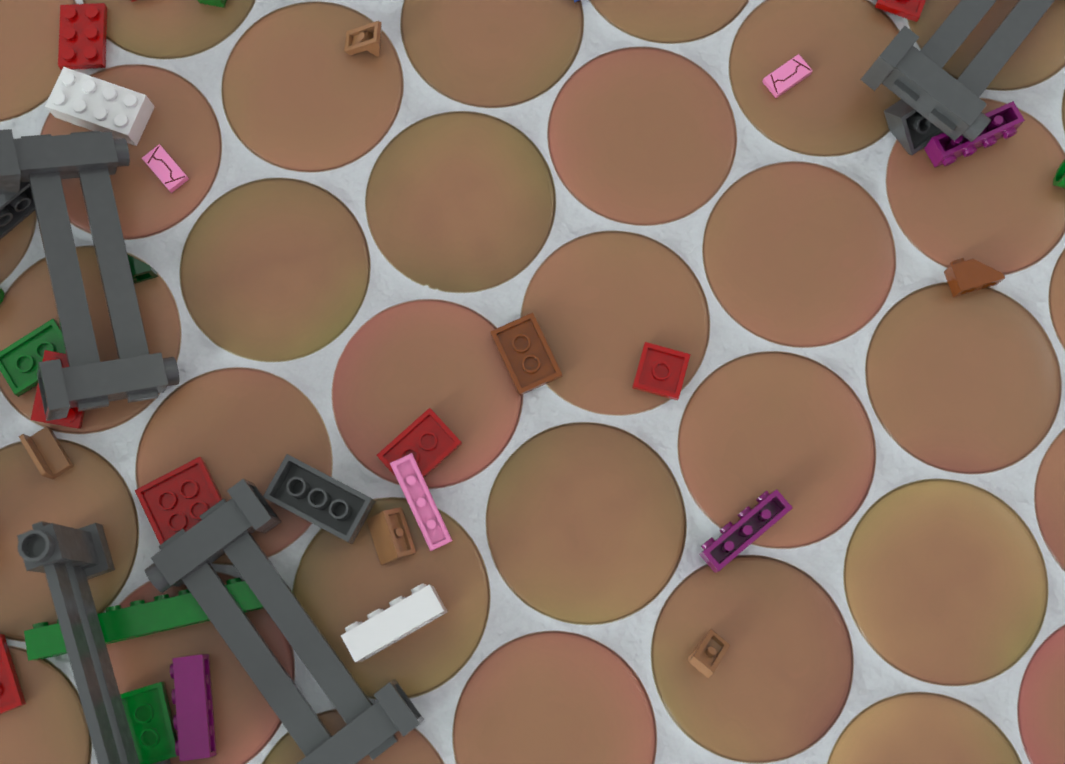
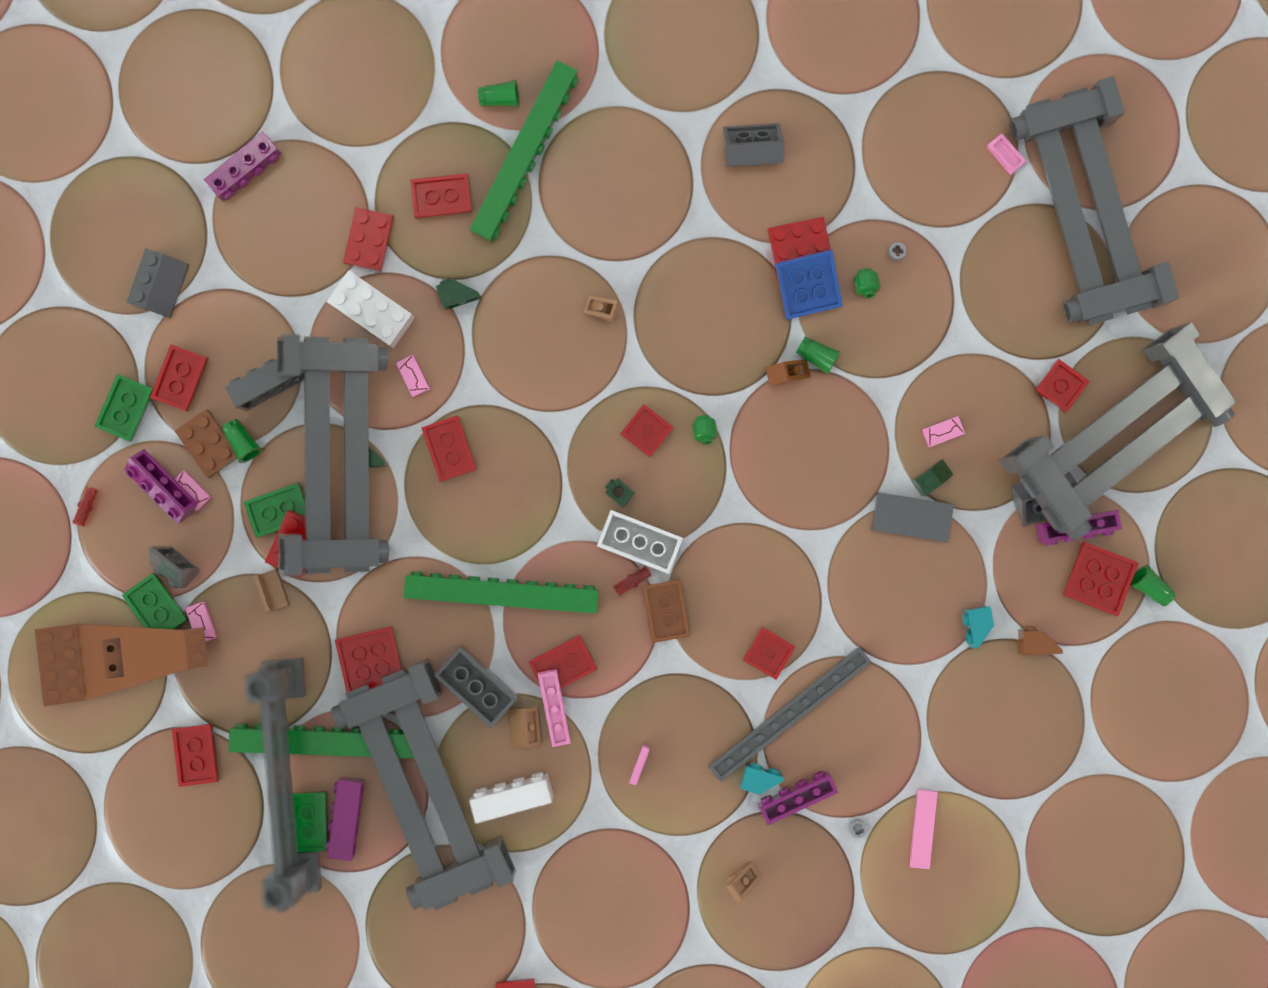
camera: 10 degrees right, 10 degrees up
(195, 66) = (455, 294): none -> dark green slope
(224, 236) = (449, 448): none -> red plate
(323, 384) = (501, 593): none -> green brick
(439, 242) = (628, 494): none -> dark green brick
(449, 158) = (646, 430): none -> red plate
(473, 280) = (639, 542): none -> white brick
(476, 329) = (632, 580): none -> clear red pin
(515, 139) = (704, 429): none -> green head
(542, 543) = (639, 764): none -> bright pink tile
(592, 55) = (788, 372): none -> dark orange slope
(621, 27) = (818, 354): none -> green plant
(692, 523) = (759, 780): none -> teal slope
(705, 436) = (789, 713): none -> dark grey plate
(781, 176) = (912, 517): none -> dark grey tile
(789, 128) = (932, 478): none -> dark green slope
(834, 546) = (853, 832): none -> light grey bush
(895, 273) = (978, 623): none -> teal slope
(908, 531) = (923, 829): none -> bright pink tile
(1018, 188) = (1100, 579): none -> red plate

